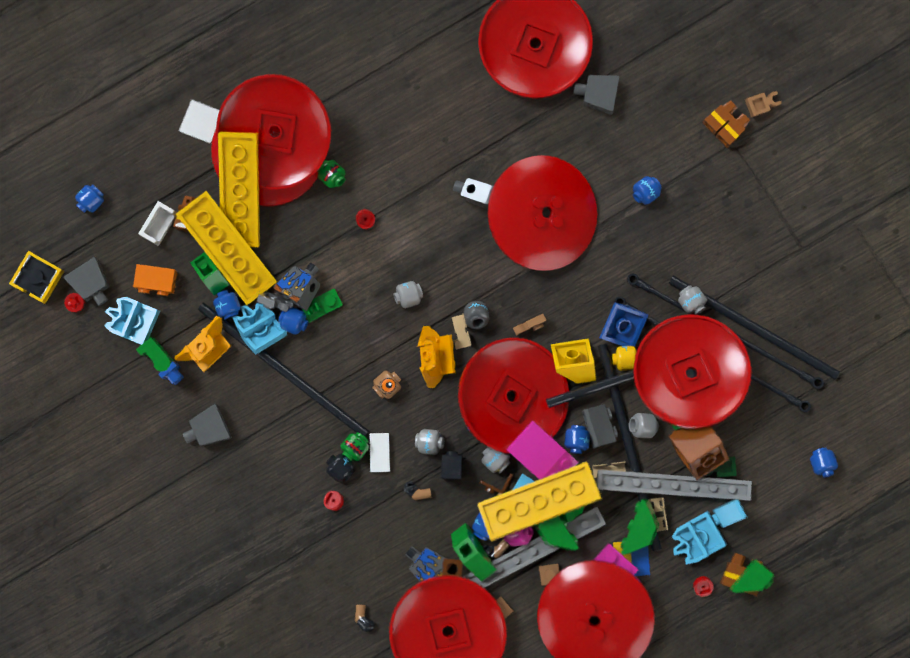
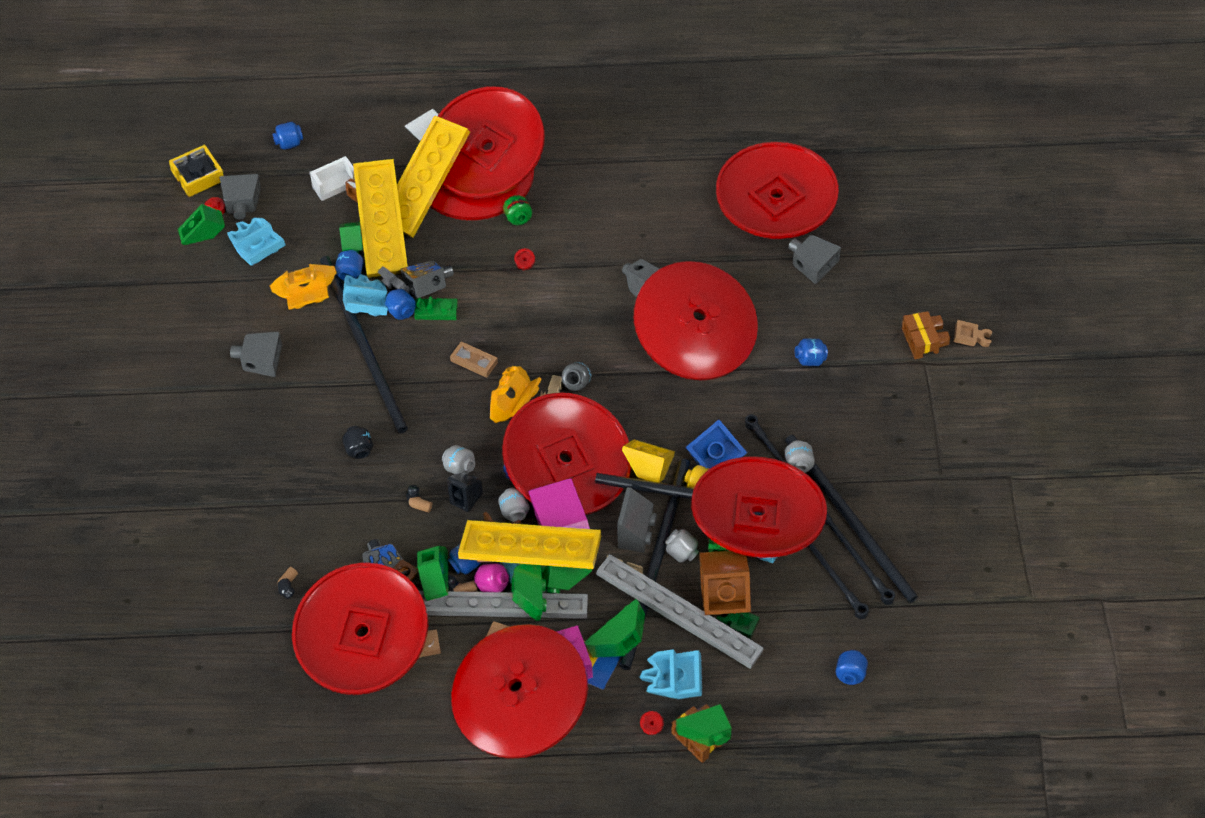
camera: 25 degrees right, 30 degrees down
(78, 330) = (201, 225): none -> green slope
(155, 279) = (299, 218): orange brick -> none
(161, 360) = (255, 276): green hips -> none
(333, 500) = (331, 468): red tile -> none
(355, 446) = (384, 431): green head -> none
(379, 452) = (405, 451): white tile -> none
(383, 339) = (474, 359): none -> medium nougat piece
(387, 384) = (451, 394): medium nougat head -> none
(408, 294) = (523, 333): light grey head -> none
(535, 323) = (626, 409): medium nougat plate -> none
(577, 439) = (607, 523): blue head -> none
(657, 508) = (652, 632): tan piece -> none
(728, 513) = (720, 662): medium azure slope -> none

